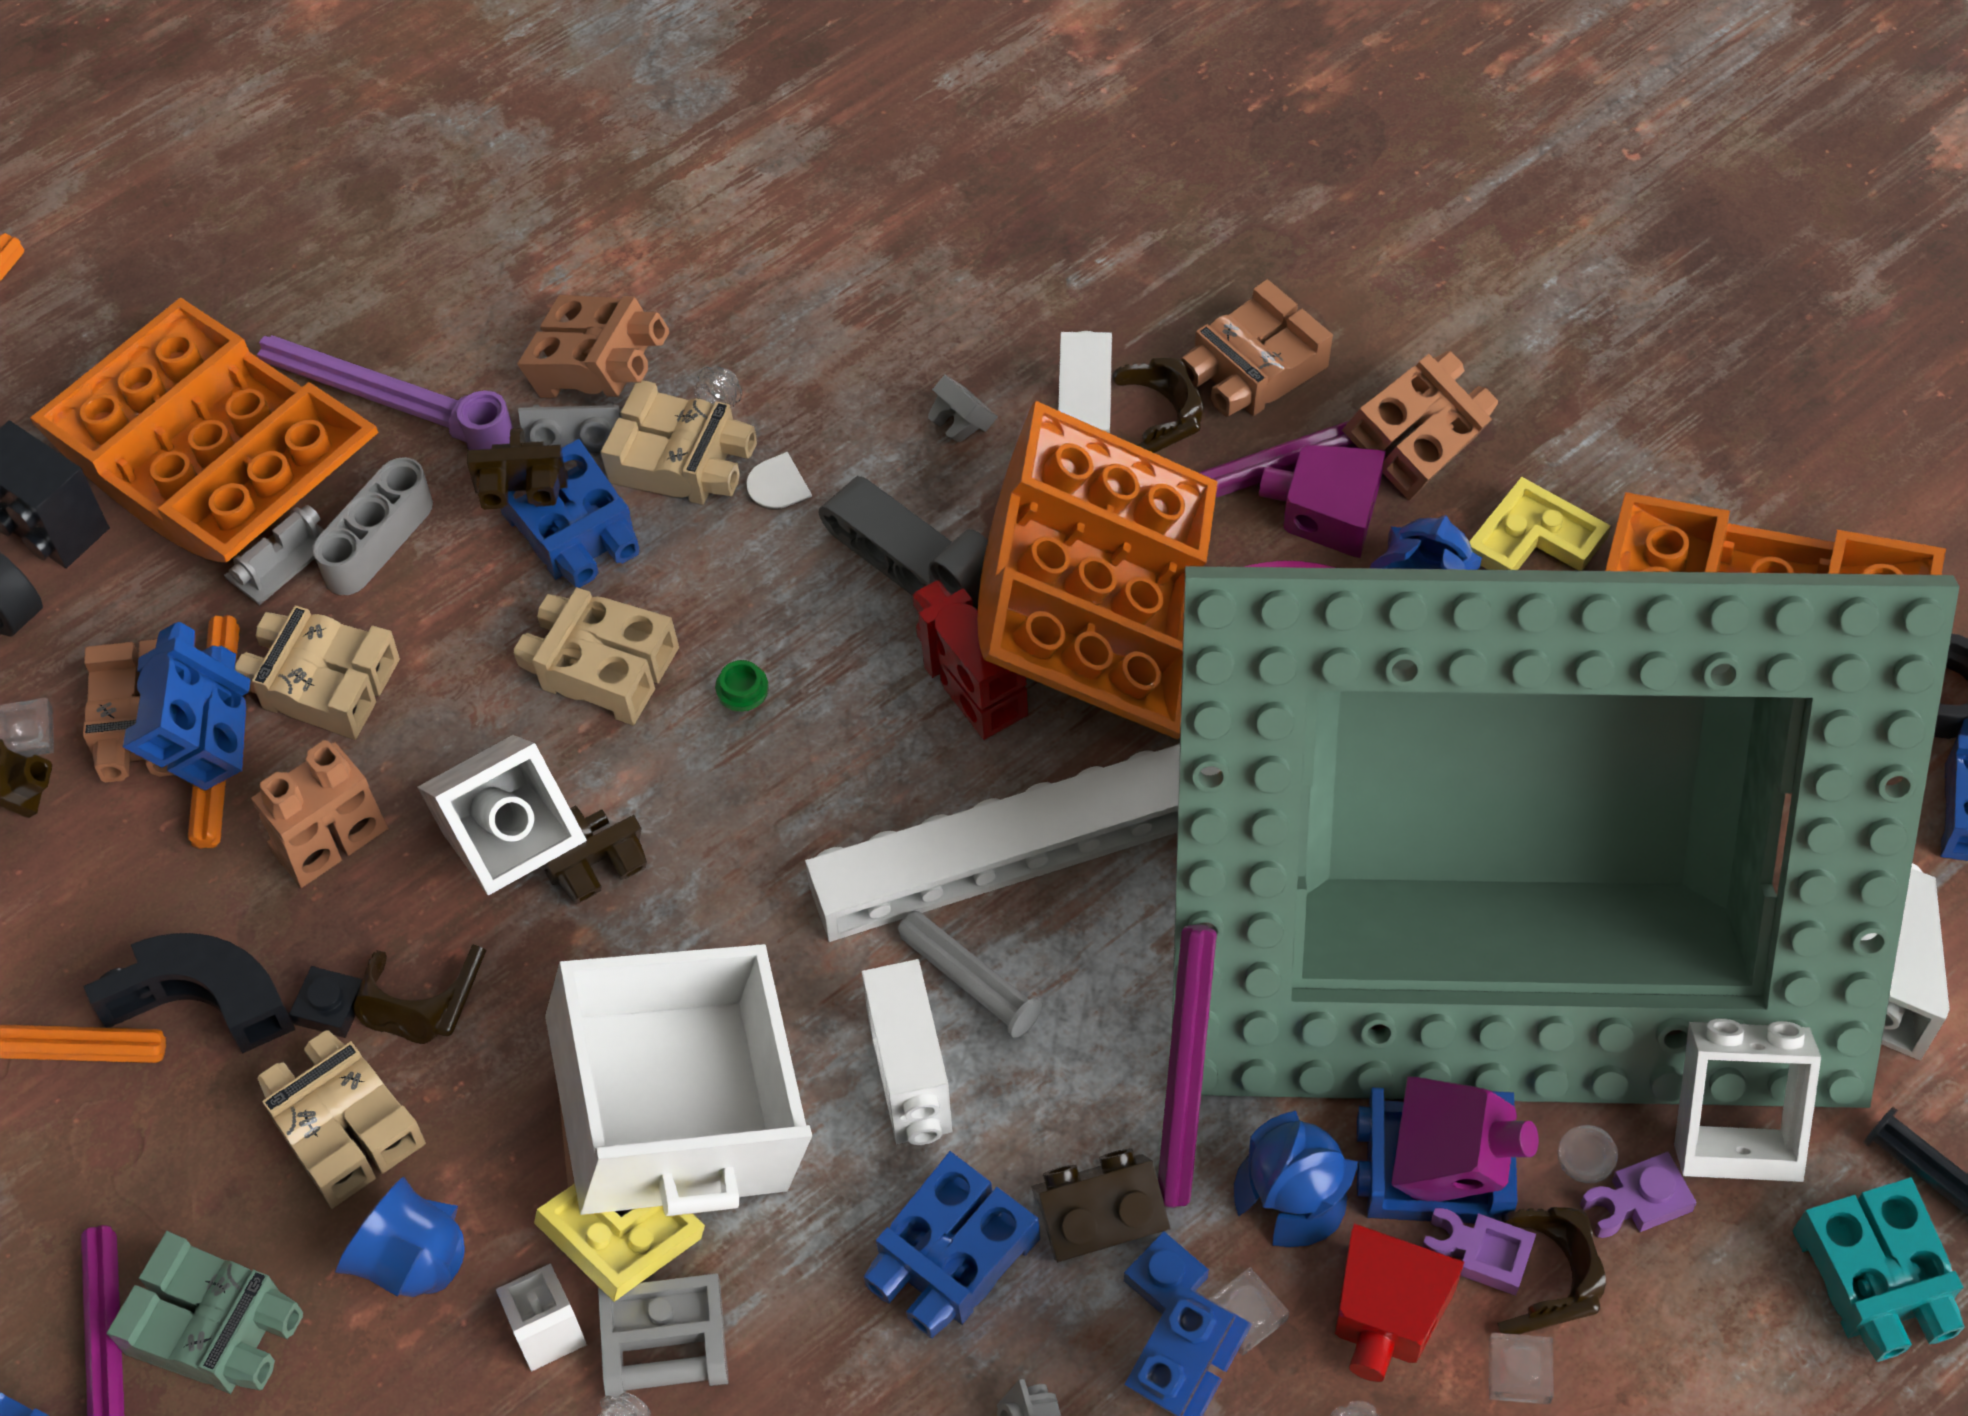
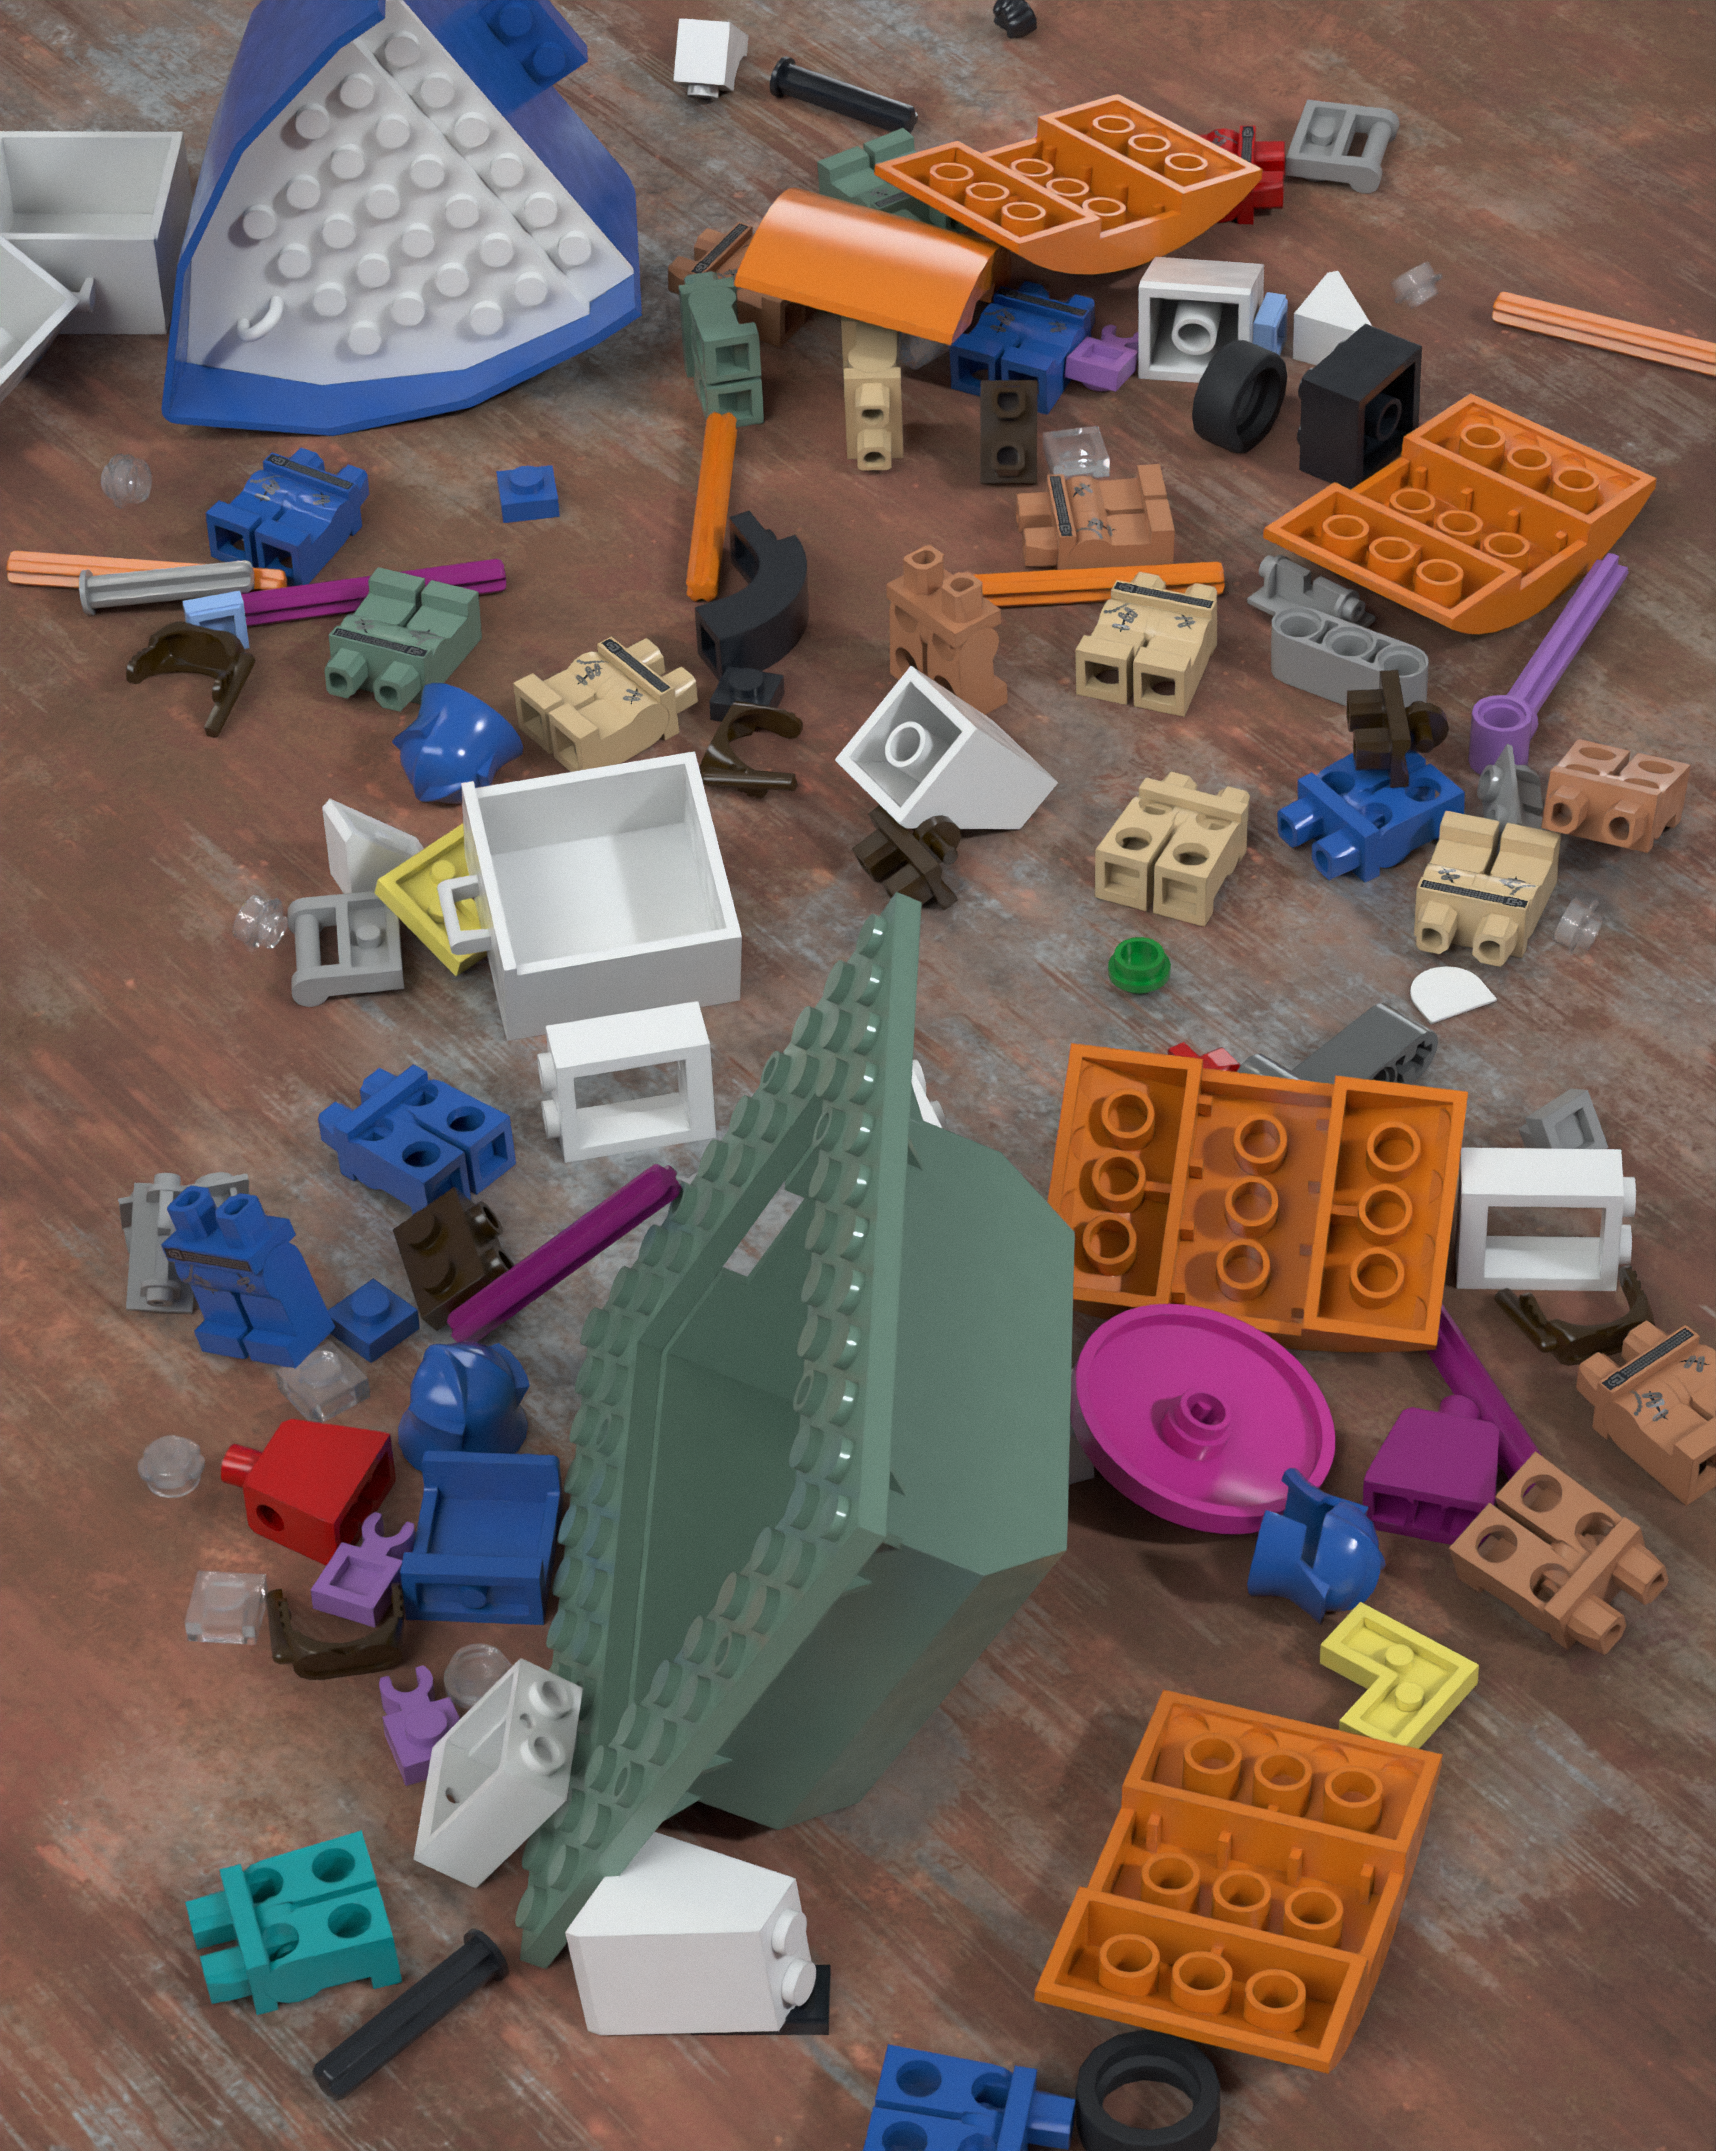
camera: 90 degrees right, 15 degrees down
(190, 709) = (1085, 520): blue hips -> none
(1457, 1141) = (470, 1511): magenta torso -> none

